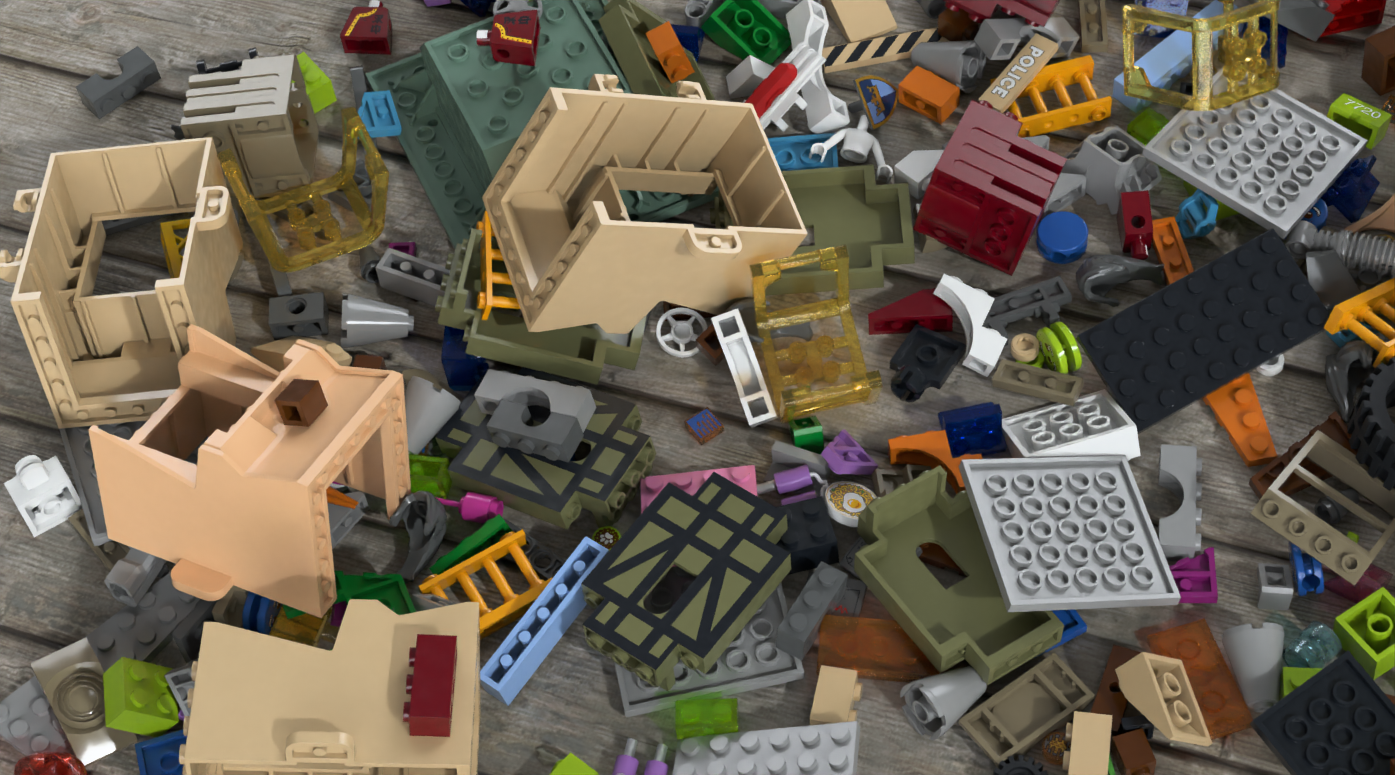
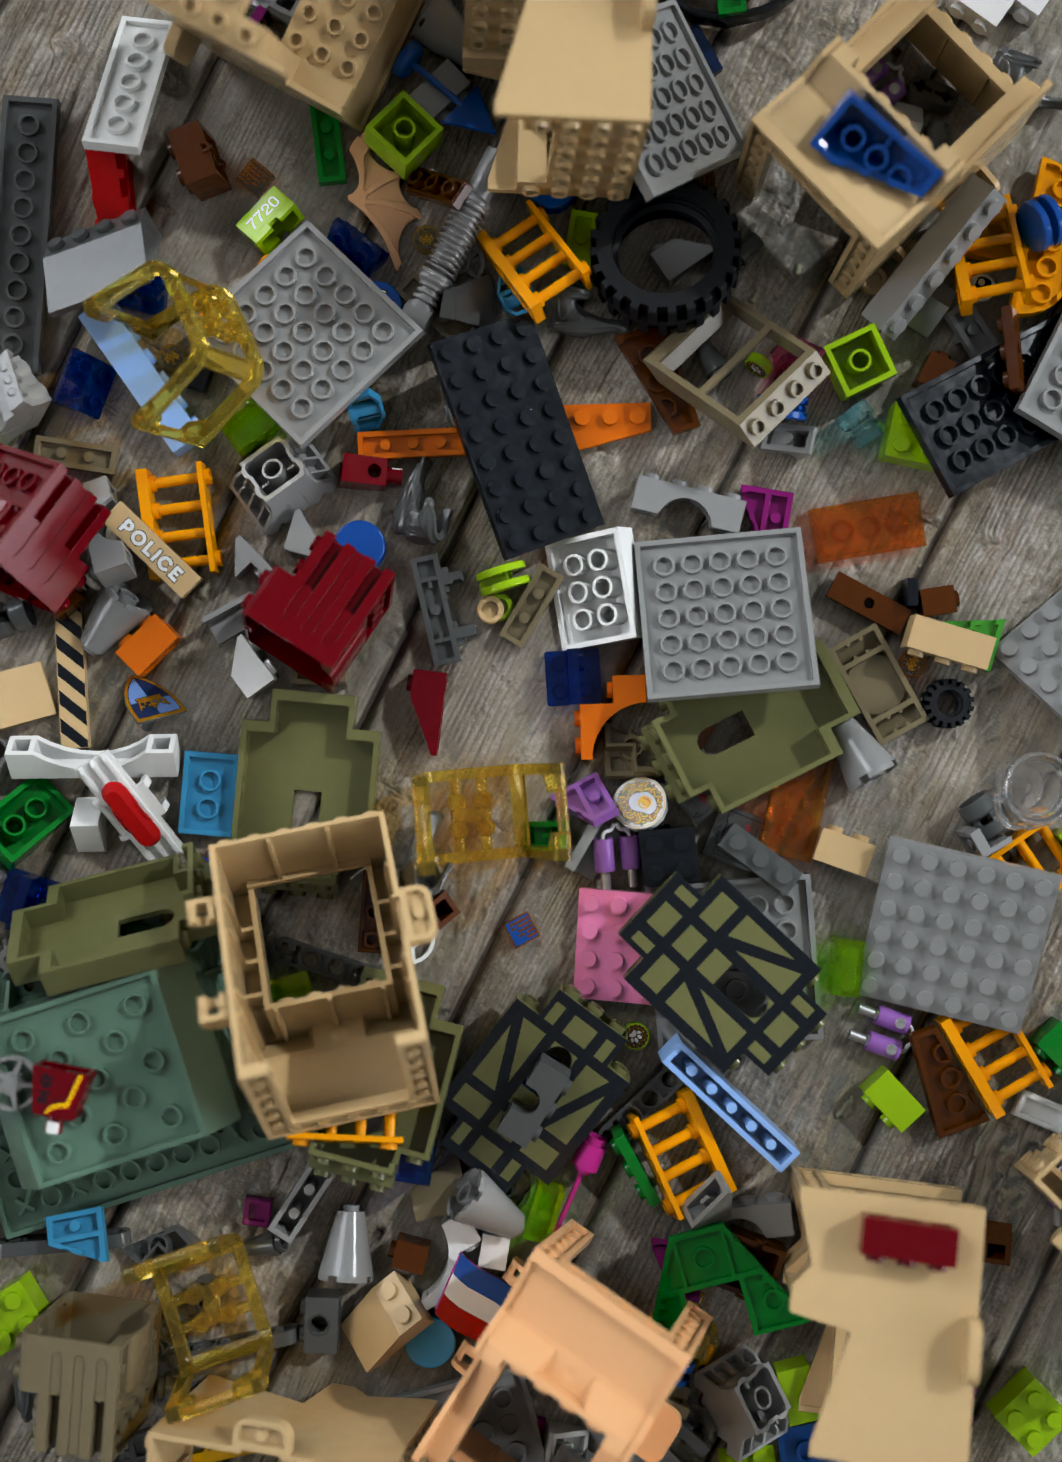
camera: 85 degrees left, 35 degrees up
(301, 402) = (565, 1354): reddish brown brick -> none
(426, 526) = (601, 1206): dark grey hair -> none
(531, 391) = (513, 1067): light grey arch -> none
(670, 52) = (76, 915): orange brick -> none
(744, 368) = (461, 891): white arch -> none
(856, 147) = (206, 731): white piece -> none
(923, 362) = (487, 708): black plate -> none
(972, 307) = (488, 651): white arch -> none
(1164, 696) = (902, 564): tan slope -> none
(1256, 662) = (867, 475): light grey cone -> none

